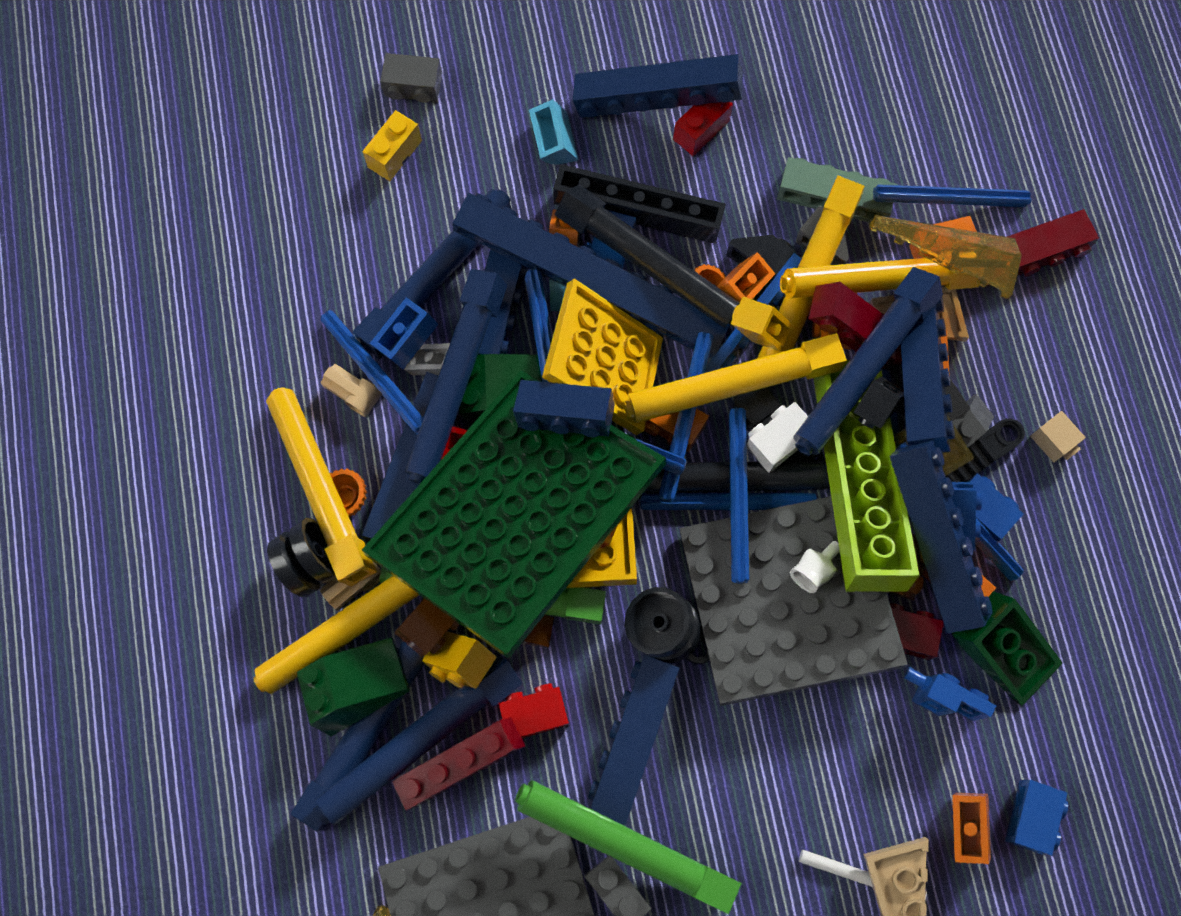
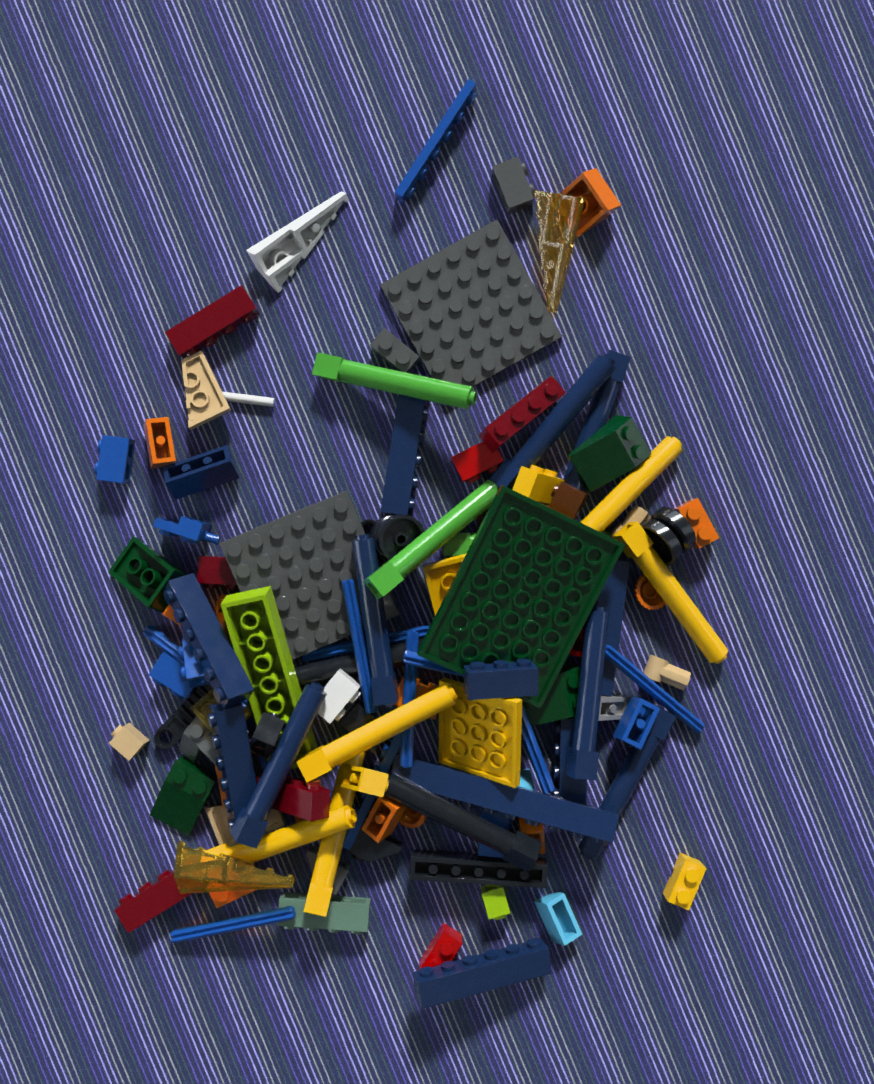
camera: 165 degrees right, 15 degrees up
(260, 577) = (700, 522): none -> orange brick
(411, 77) = (683, 945): dark grey brick -> none
(625, 162) = (495, 901): none -> lime brick
(678, 575) = (431, 540): none -> bright green brick
(714, 448) = (383, 677): none -> dark blue brick
(815, 568) = (295, 600): white piece -> none
(918, 773) = (200, 472): none -> dark blue brick
(992, 359) = (184, 795): none -> dark green slope

